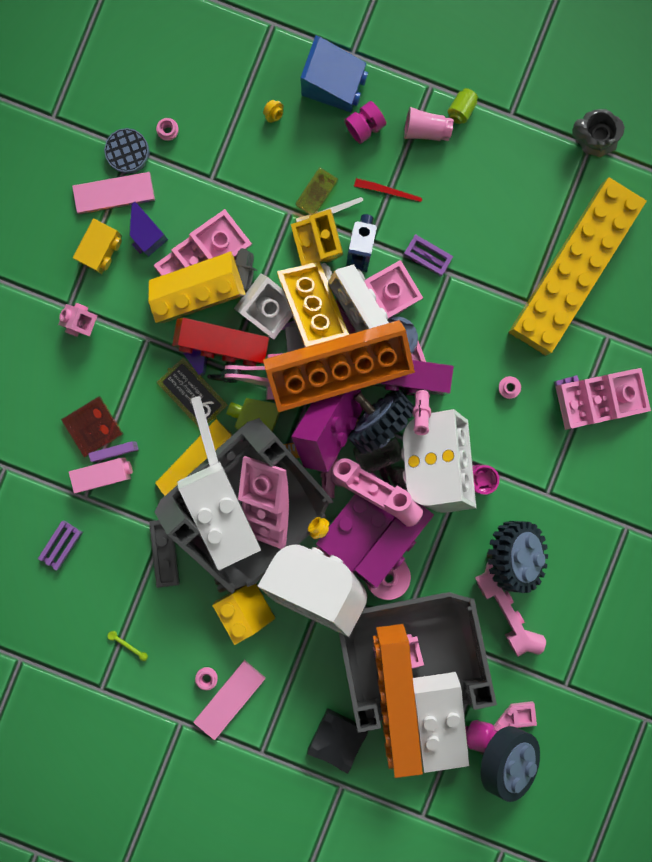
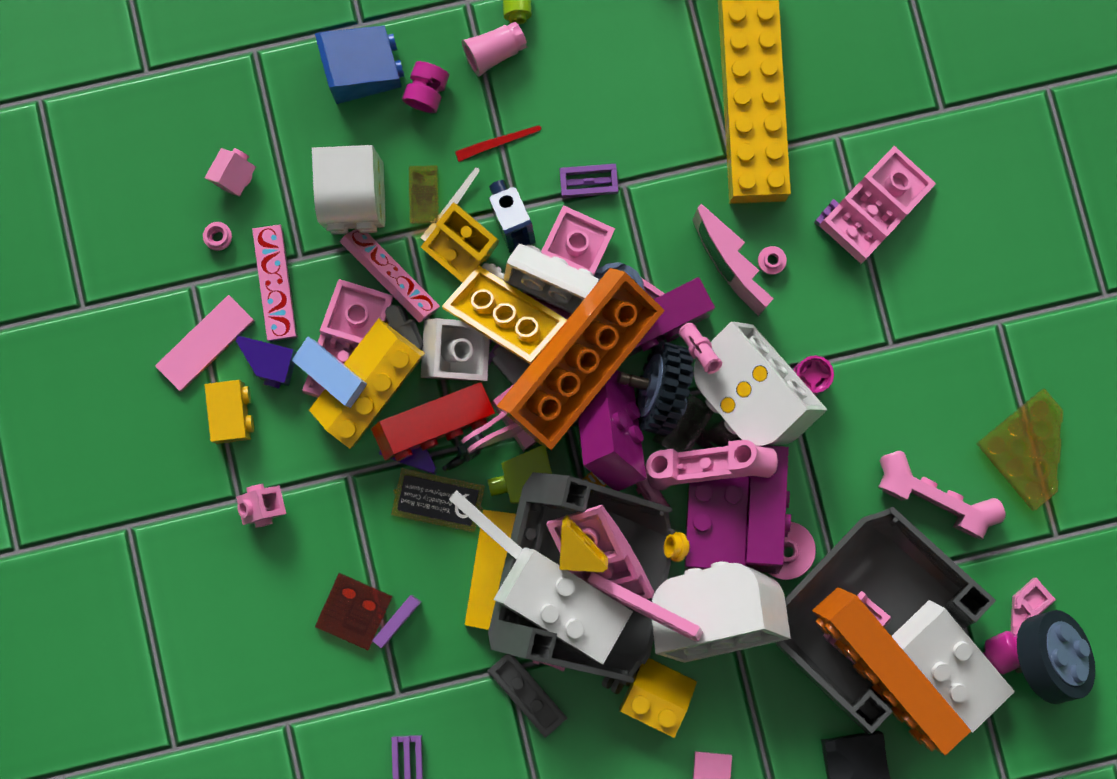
camera: 40 degrees left, 5 degrees down
(100, 475) = (400, 656): bright pink brick -> none
(126, 151) = (189, 288): tile -> none
(175, 264) = (329, 372): none -> light blue tile
(183, 184) = (274, 283): none -> bright pink tile
(203, 92) = (231, 171): none -> bright pink brick
(251, 489) = (579, 551): none -> yellow slope
(259, 228) = (390, 274): none -> bright pink tile
(267, 152) = (348, 188): none -> white brick
(269, 554) = (646, 607): none -> bright pink tile
(273, 111) = (319, 138): yellow plate -> none
(483, 359) = (724, 251): none -> bright pink slope
(517, 556) = (907, 431): black wheel -> none
(588, 619) = (1028, 448): none -> clear yellow plate

